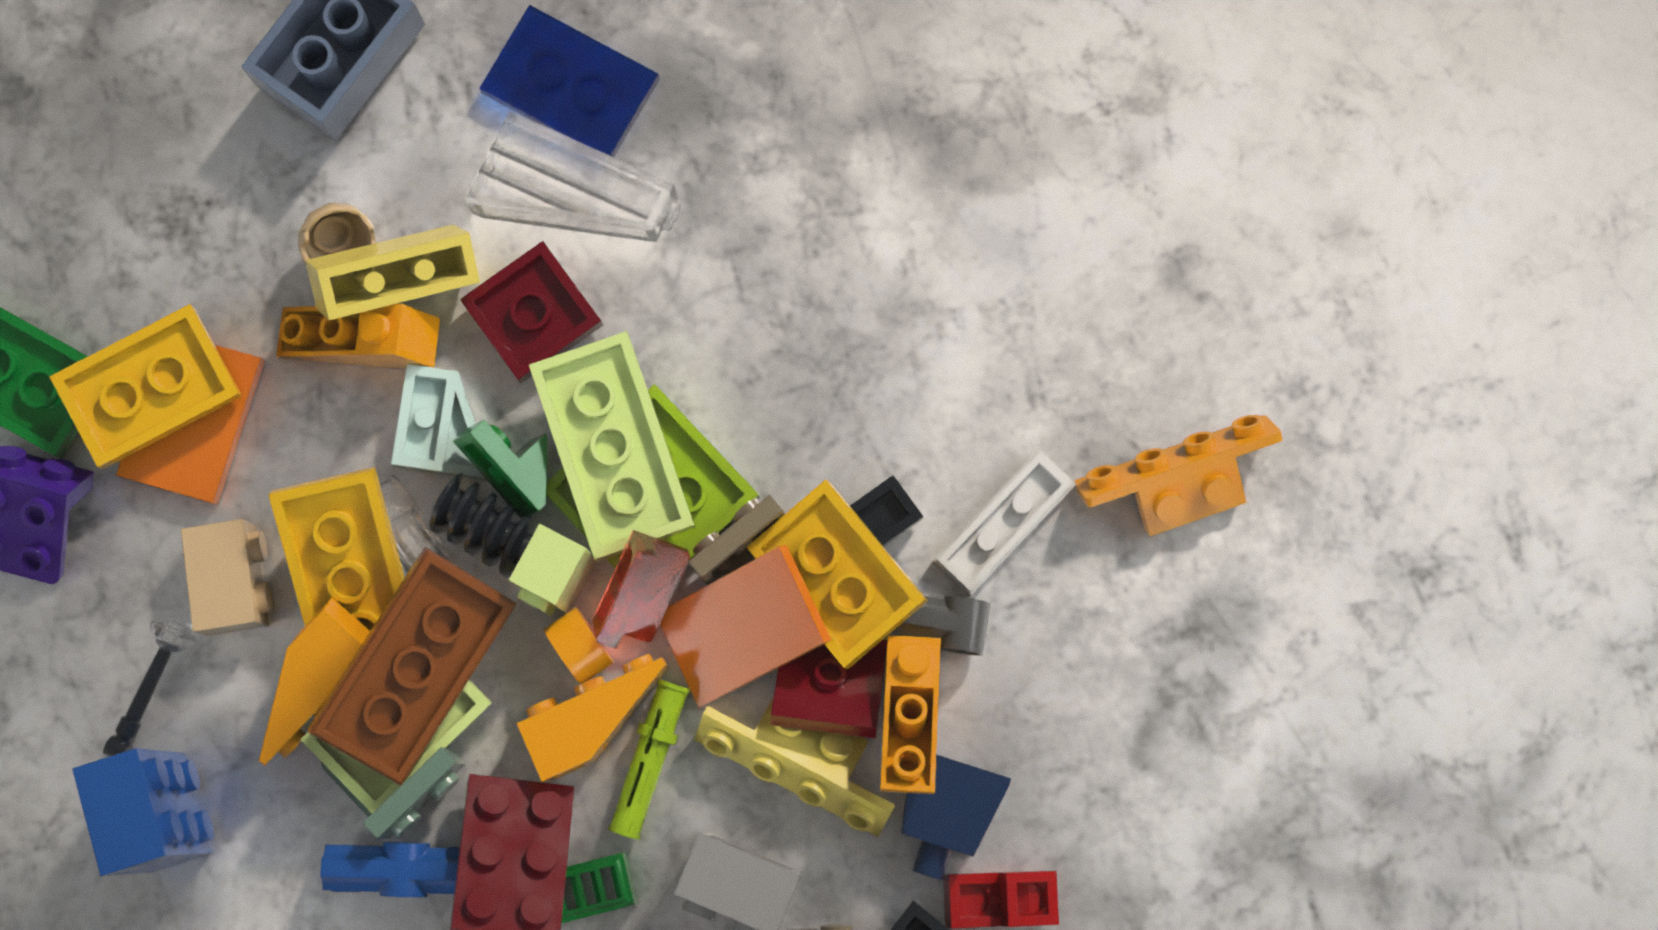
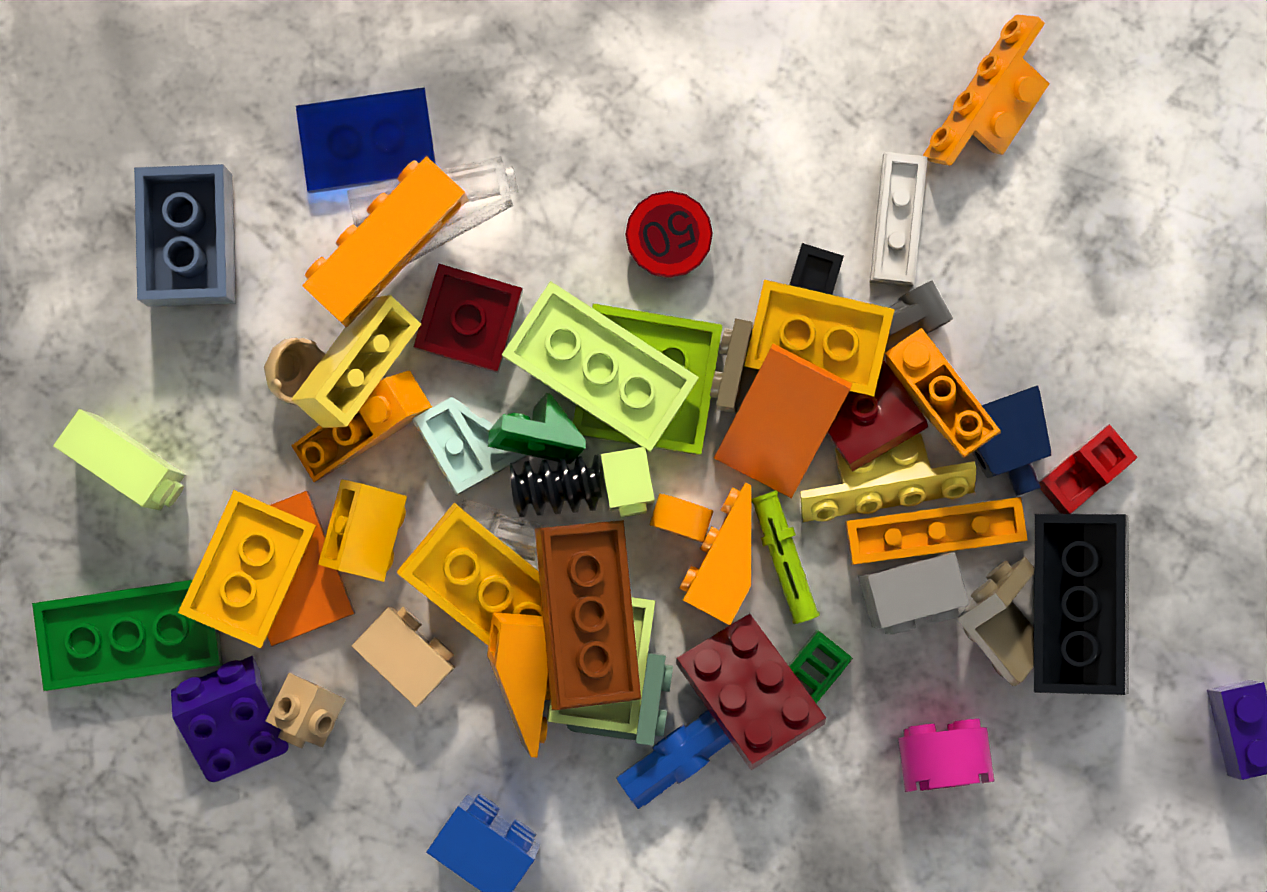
camera: 45 degrees left, 5 degrees up
(93, 558) = (304, 712): none -> tan brick
(112, 201) = (120, 461): none -> yellowish green brick
(170, 636) = (399, 723): black piece -> none
(279, 432) = (363, 530): none -> yellow brick
(501, 179) = (385, 240): none -> light orange brick
(639, 590) = (694, 449): clear red panel -> none
(775, 373) = (669, 234): none -> piece
(810, 845) = (936, 530): none -> light orange plate

